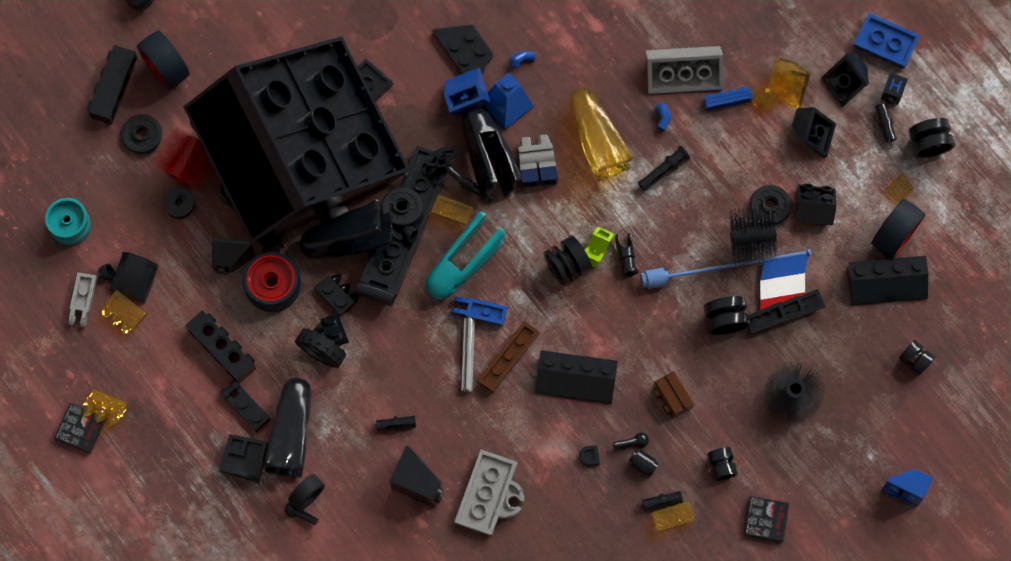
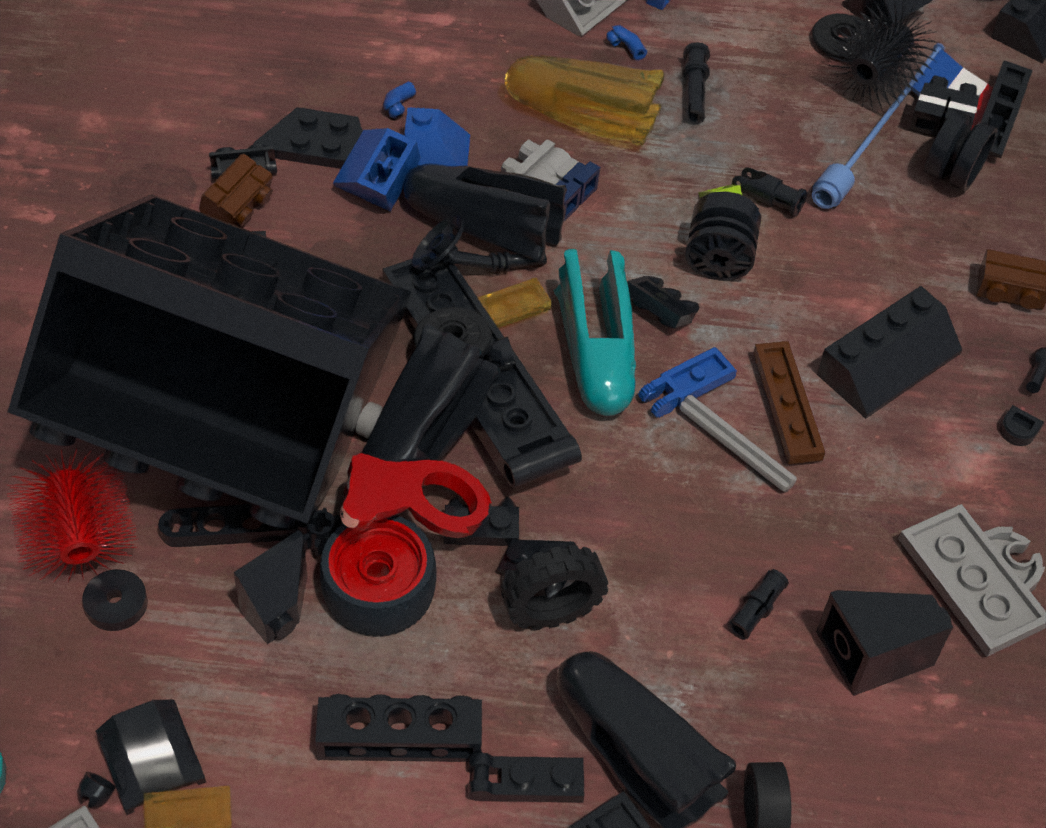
camera: 50 degrees left, 20 degrees down
(301, 254) = (386, 488): none -> red animal
(397, 52) = (237, 192): none -> reddish brown brick
(413, 32) = (226, 156): none -> black hinge
(513, 265) = (663, 302): none -> black plate
(753, 289) = (936, 99): none -> black hips

